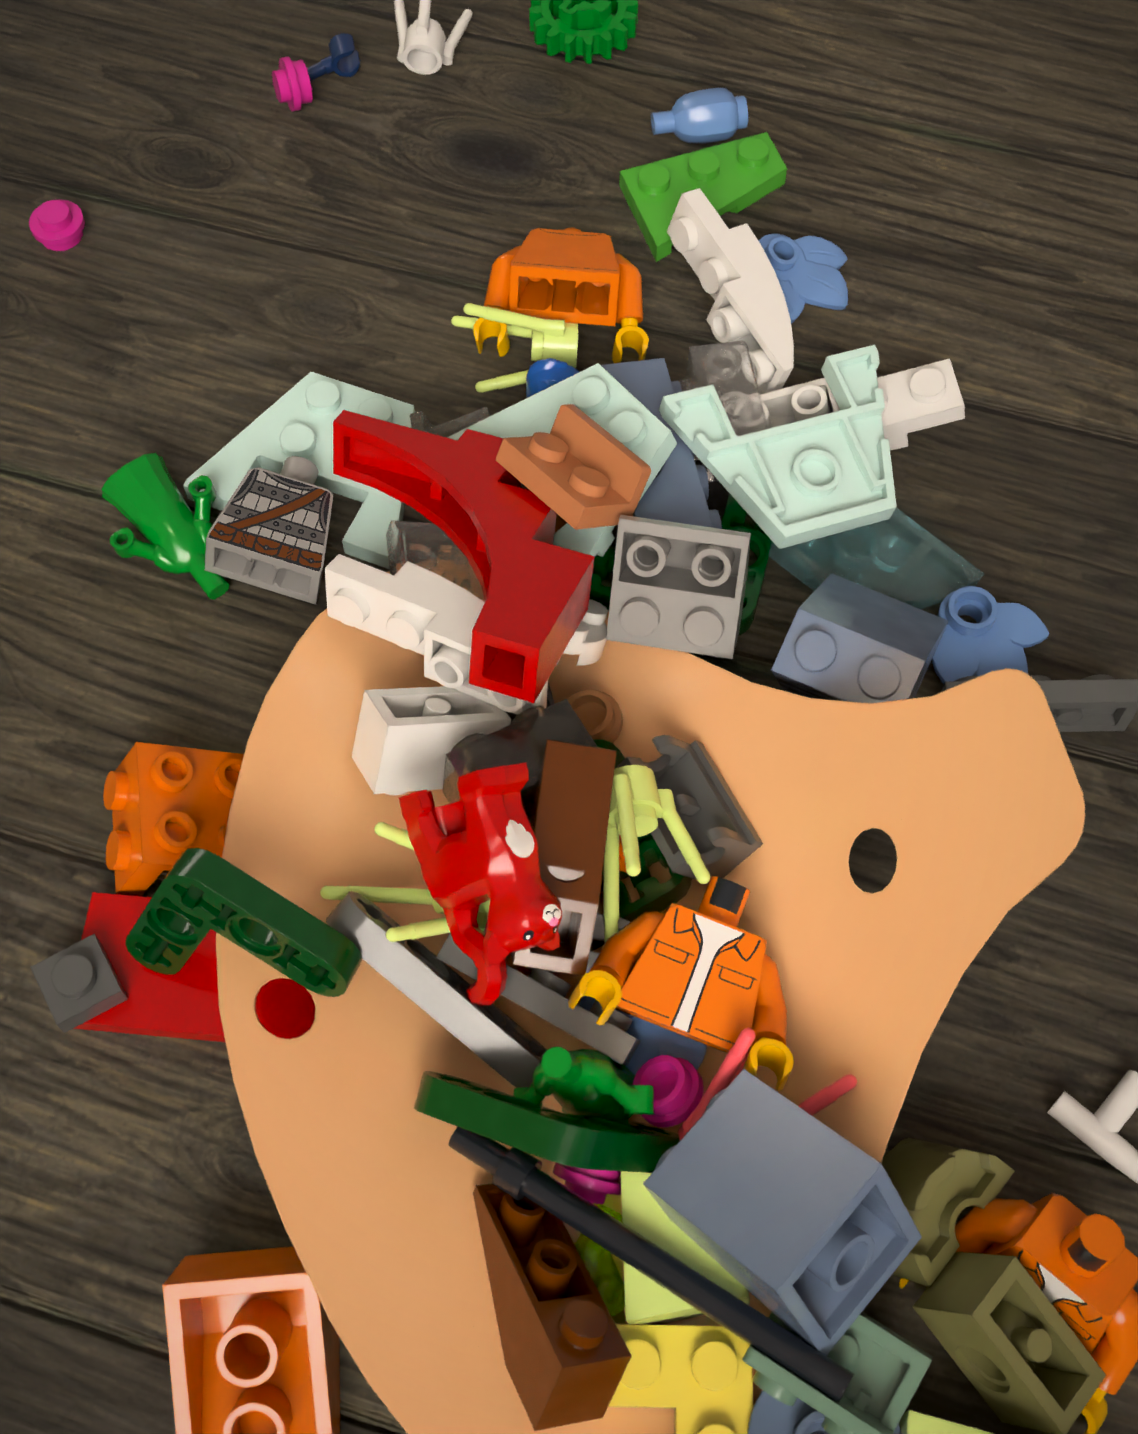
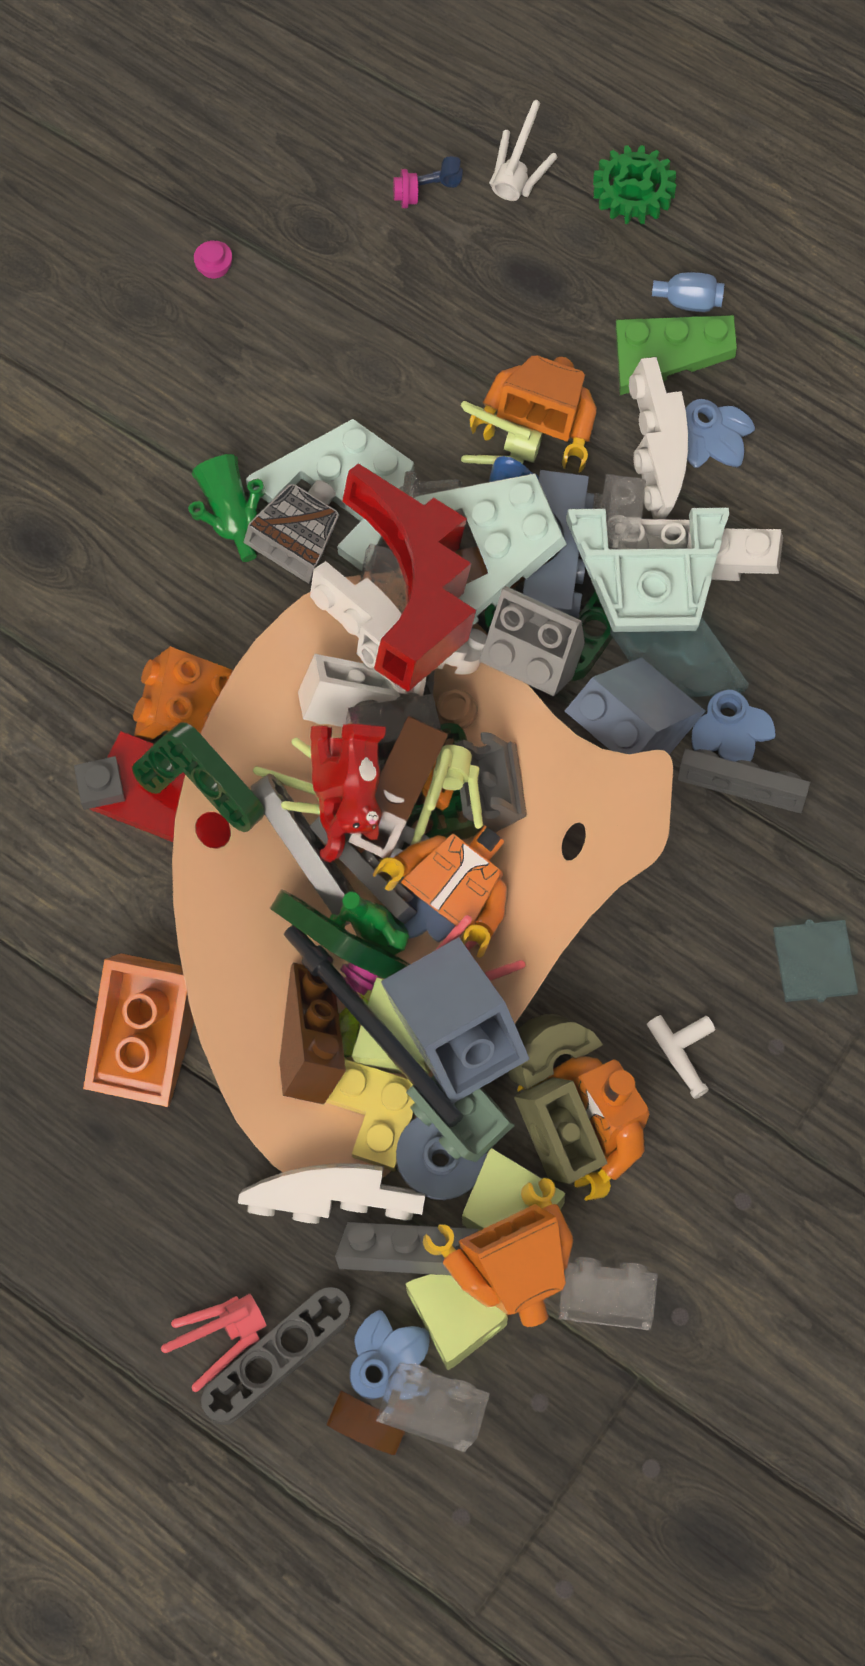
camera: 20 degrees right, 5 degrees up
(578, 470) = (488, 549): nougat bracket -> none
(676, 1089) = (421, 942): dark pink plate -> none

